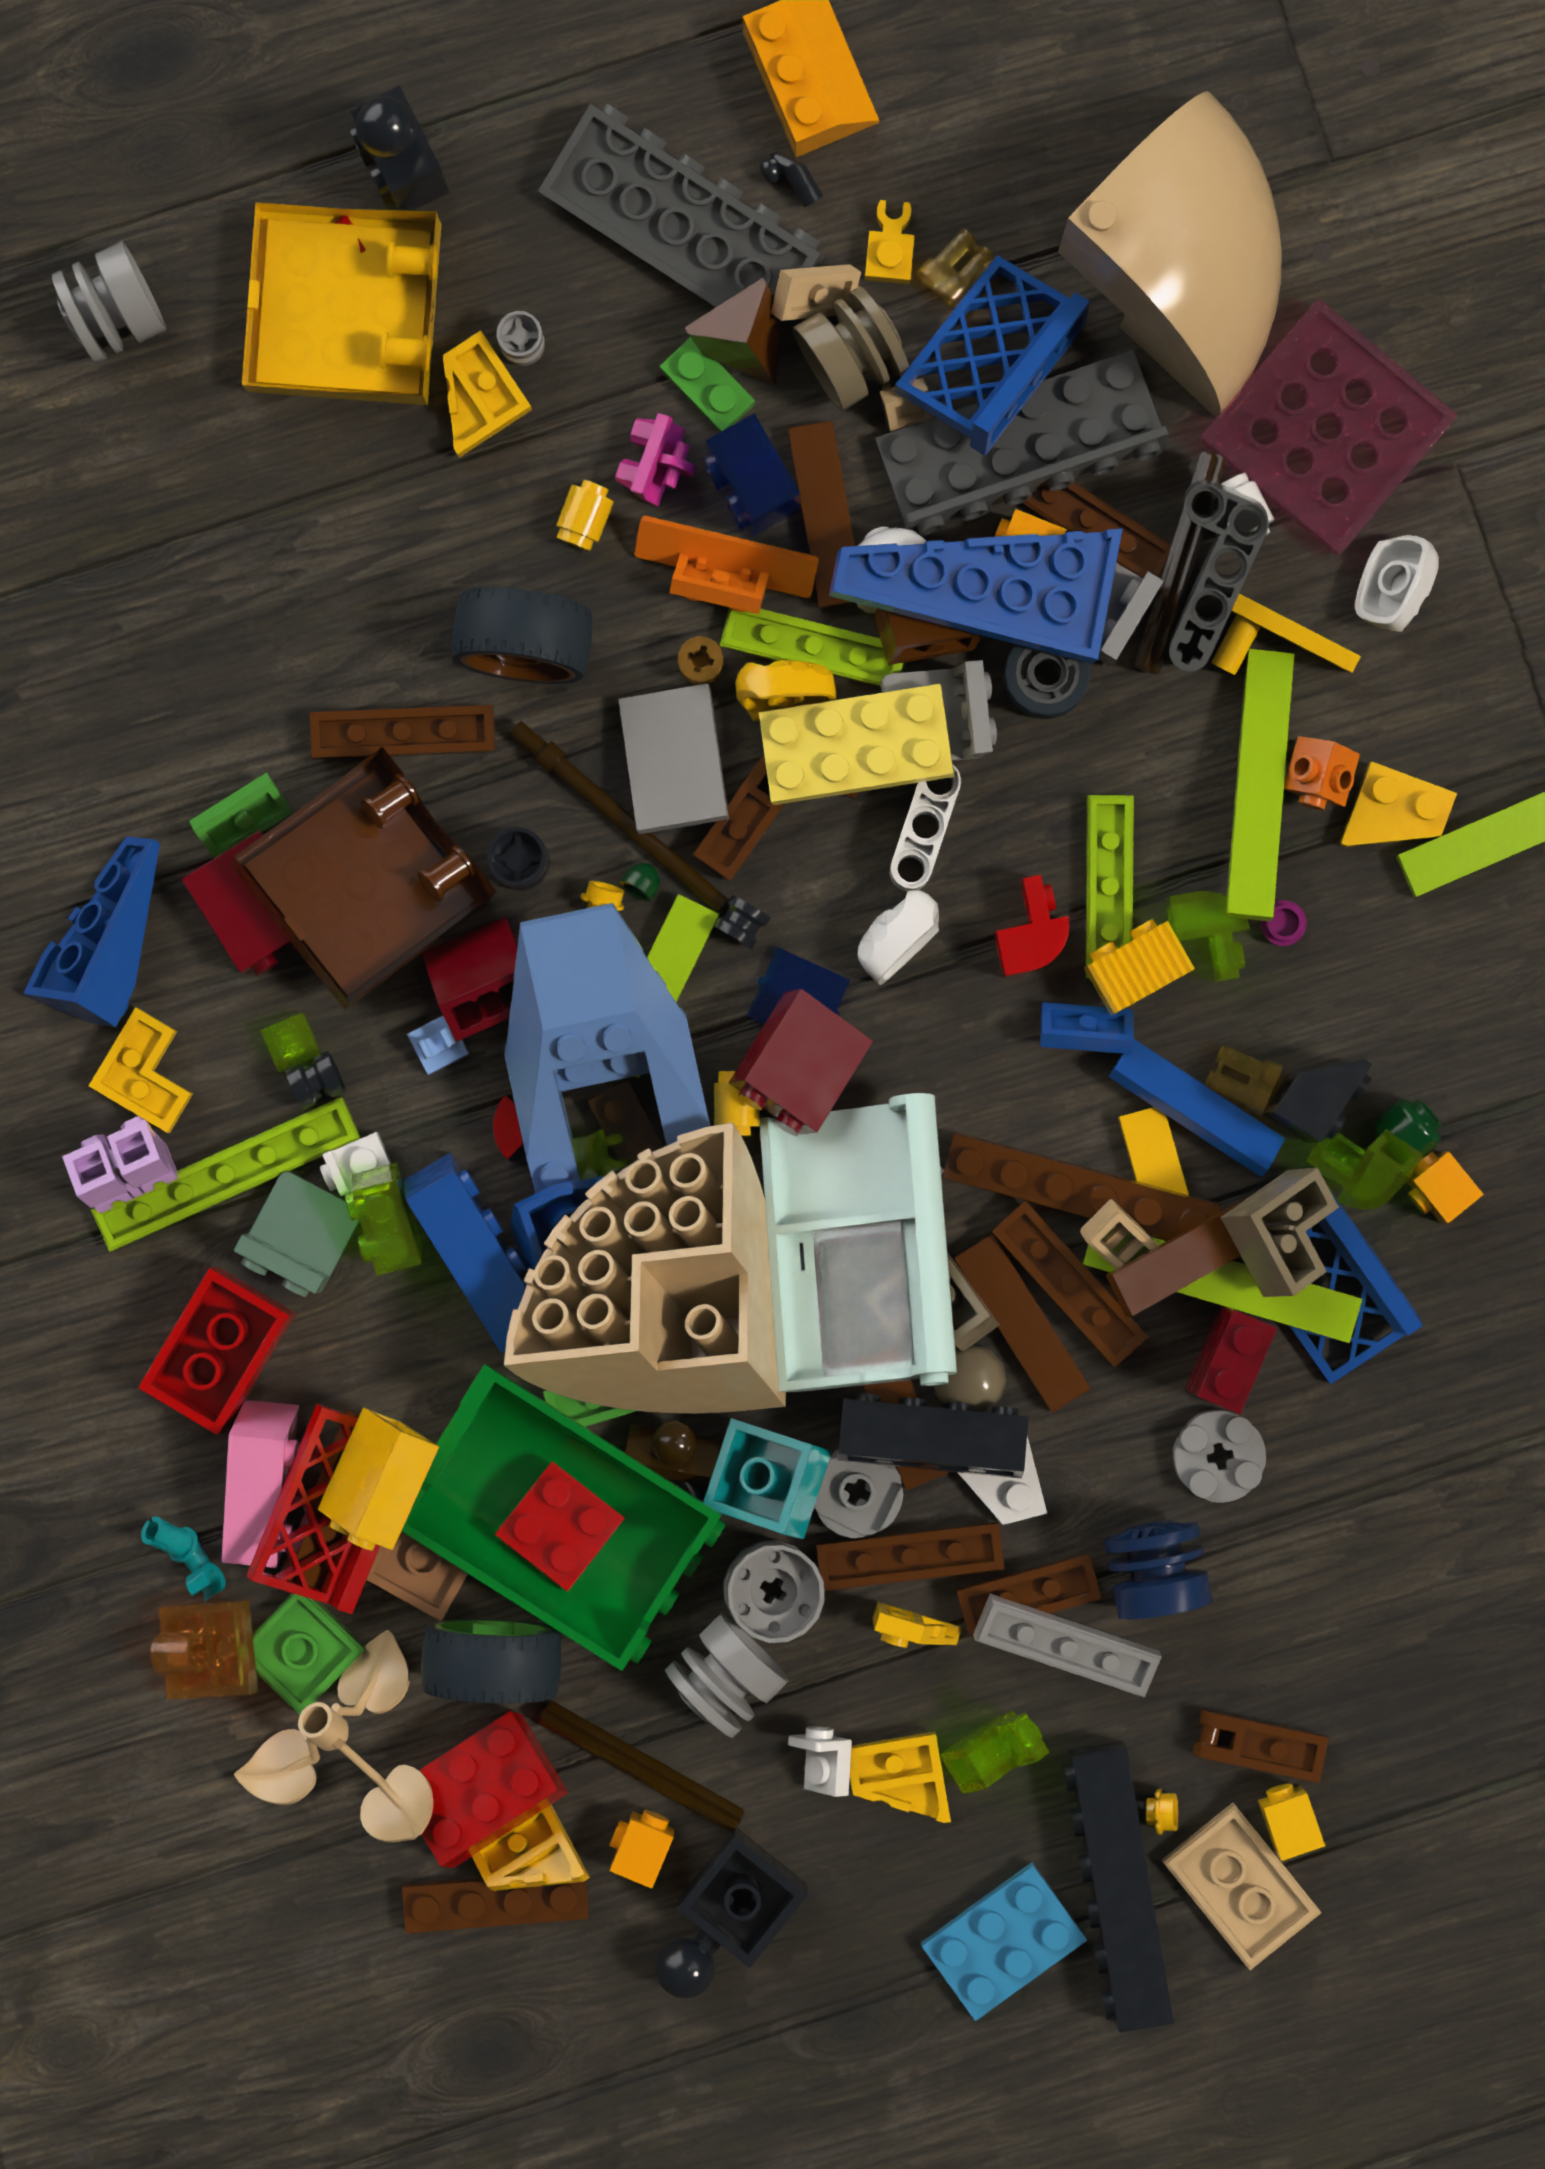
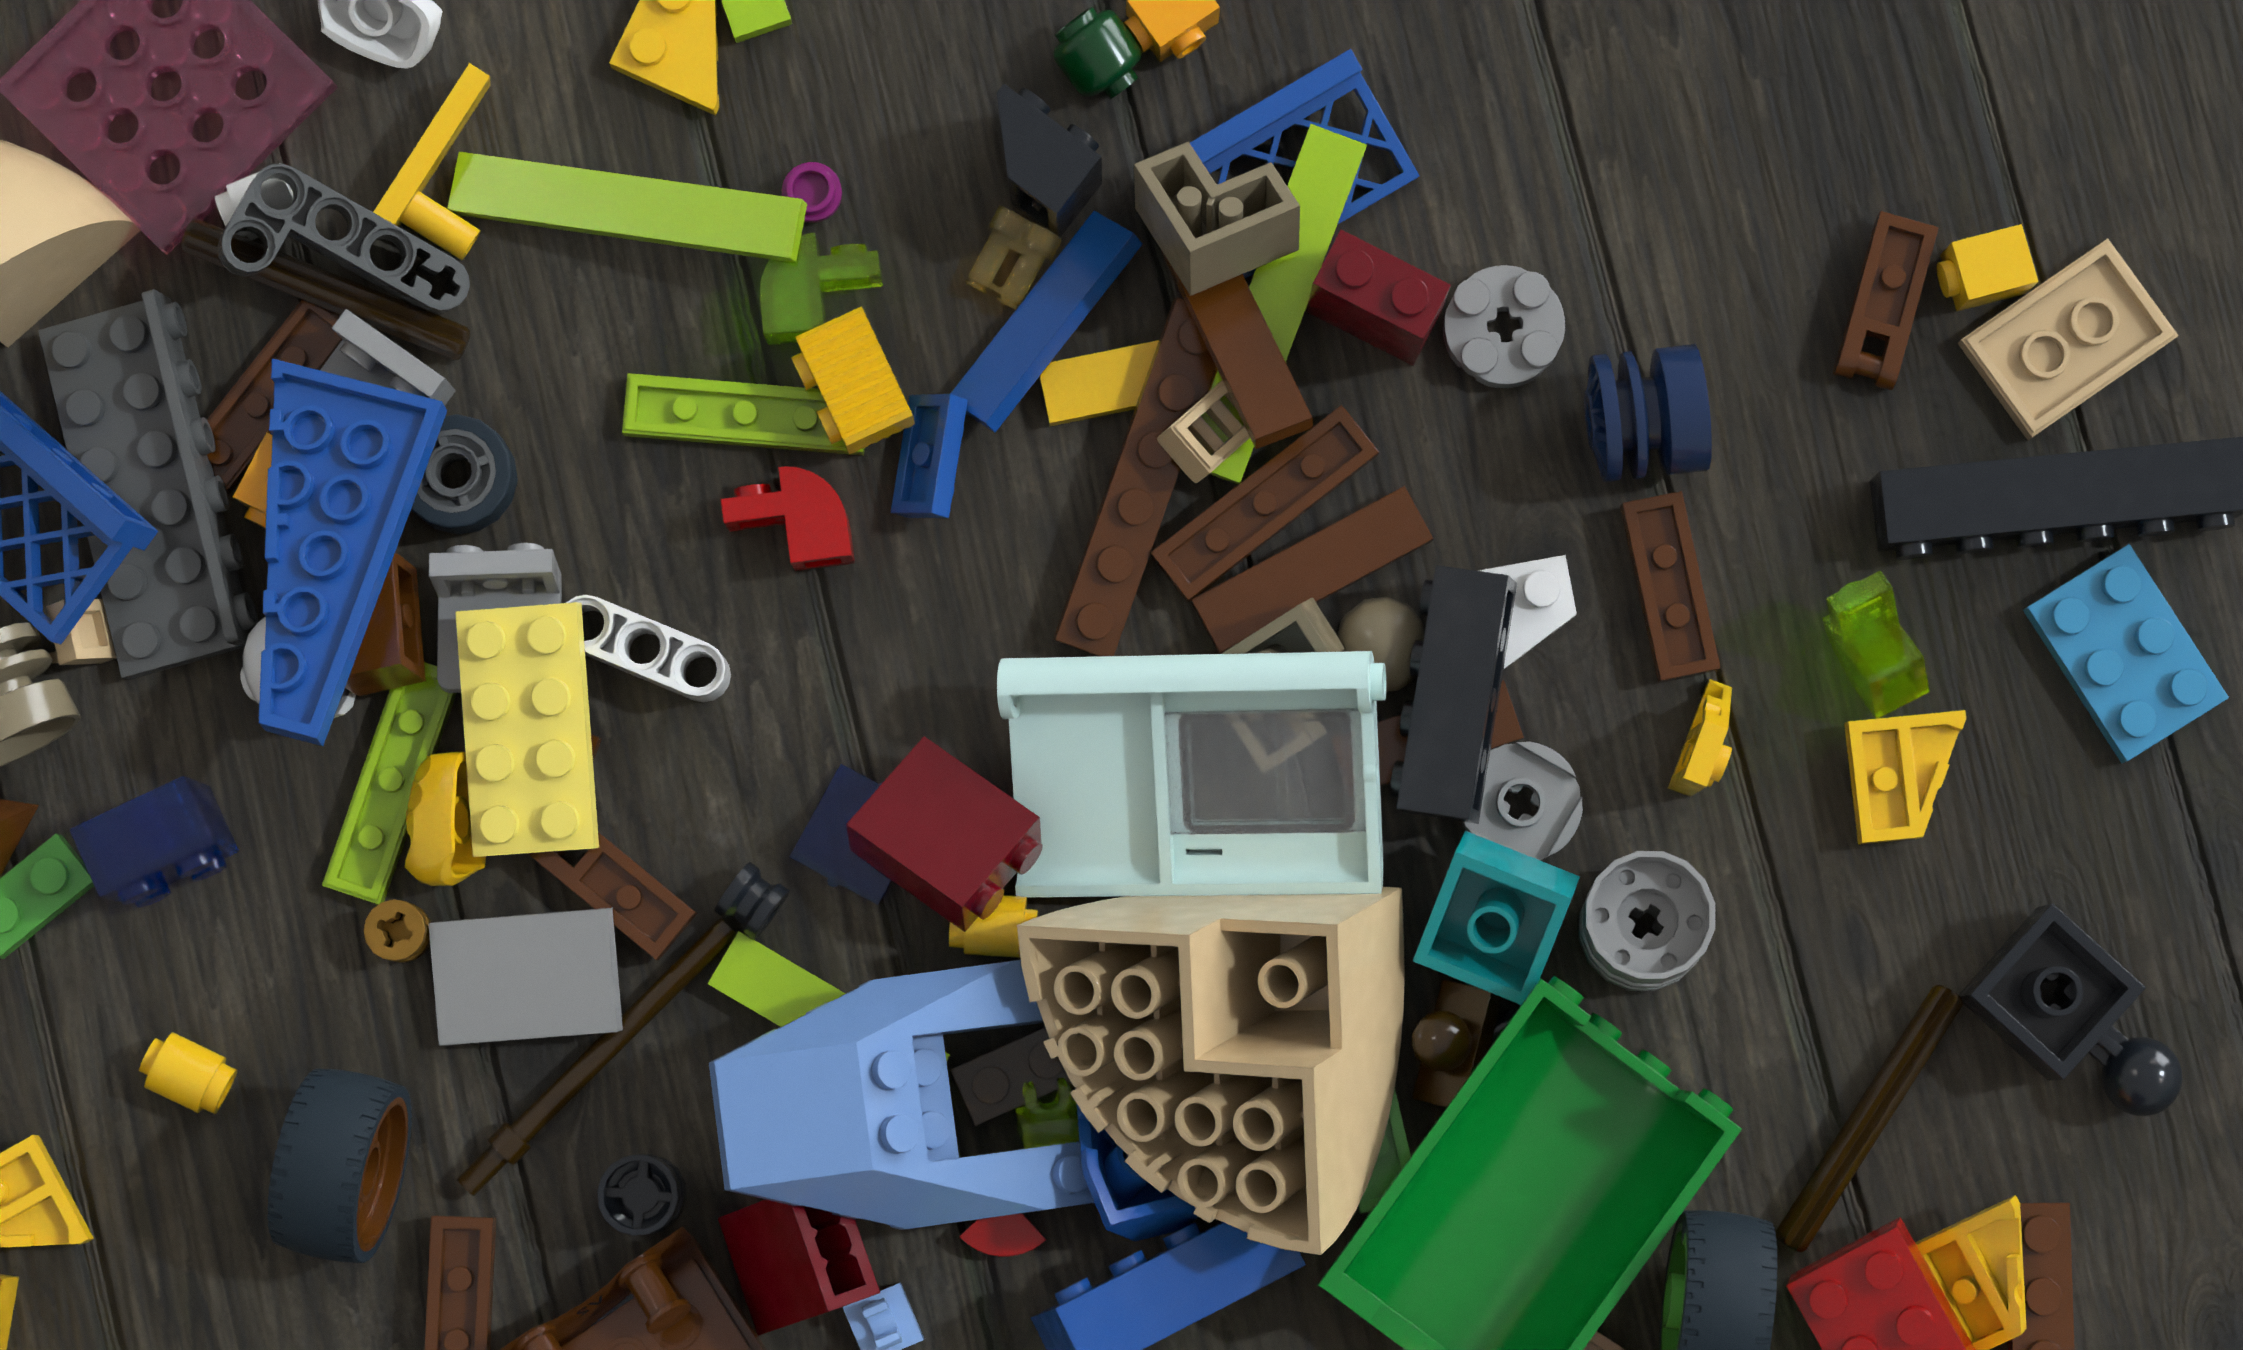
camera: 90 degrees left, 5 degrees down
(559, 1526) = (1543, 1202): red plate -> none
(602, 893) = (697, 1087): yellow plate -> none
(641, 881) = (687, 1032): dark green hinge -> none
(641, 1847) = (1977, 1124): light orange brick -> none
(661, 461) = (125, 963): dark pink hips -> none
(722, 566) = (273, 891): orange bracket -> none
(726, 1675) = (1755, 992): light grey wheel -> none
(821, 501) = (206, 753): reddish brown tile -> none
(826, 1760) = (1875, 870): white bracket -> none
(898, 935) = (786, 693): white piece -> none
(910, 1556) = (1610, 737): reddish brown plate -> none
(1067, 1645) = (1740, 541): light grey tile -> none
(1162, 1811) = (1965, 433): yellow plate -> none
(1321, 772) = (618, 127): orange brick -> none
(1367, 1176) = (1152, 105): clear neon green brick -> none

